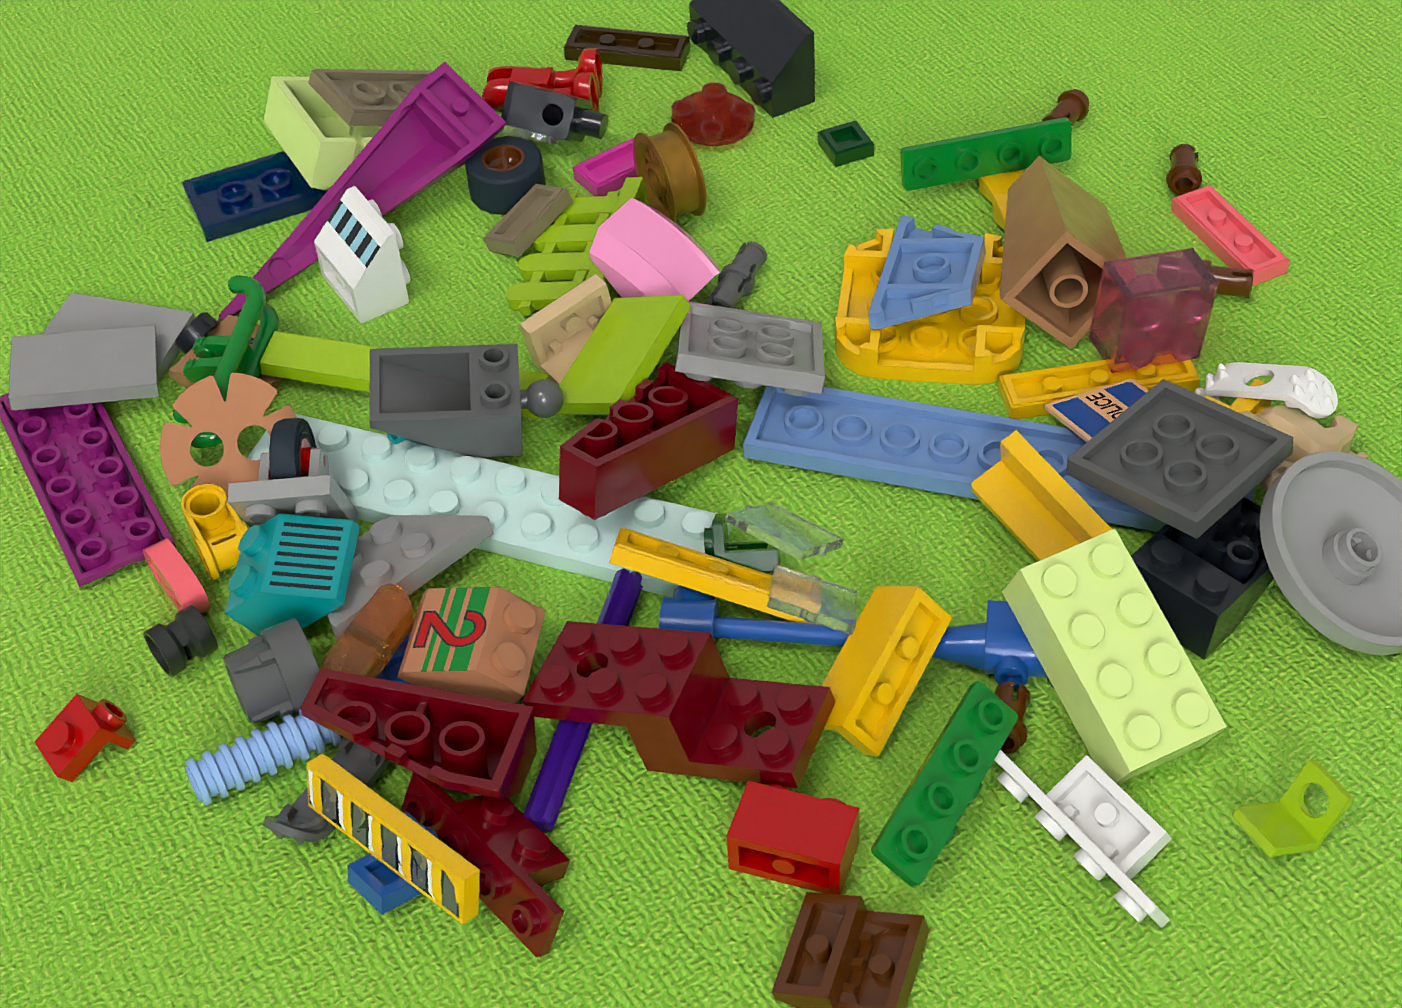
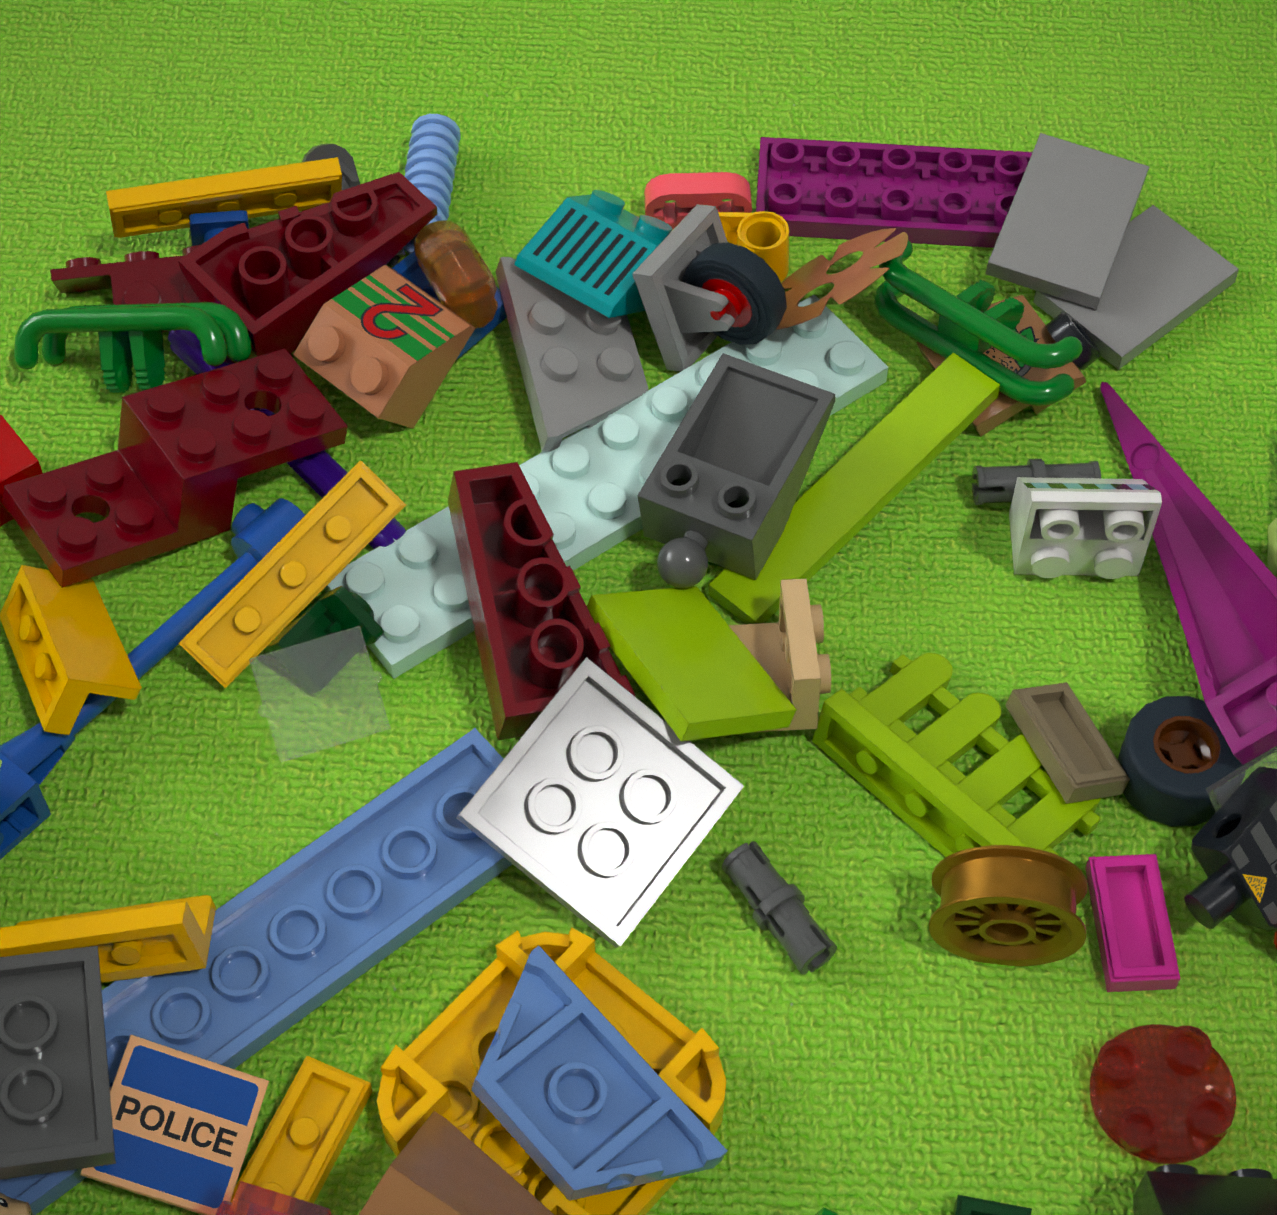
camera: 120 degrees right, 10 degrees up
(81, 733) = (560, 88): red bracket -> none
(180, 640) = (612, 167): pearl dark grey wheel -> none
(272, 672) = (495, 203): dark grey piece -> none
(333, 309) = (998, 483): none -> dark grey pin
(585, 799) = (134, 333): none -> green piece
(650, 254) = (839, 797): bright pink slope -> none
(812, 599) = (191, 639): clear piece -> none

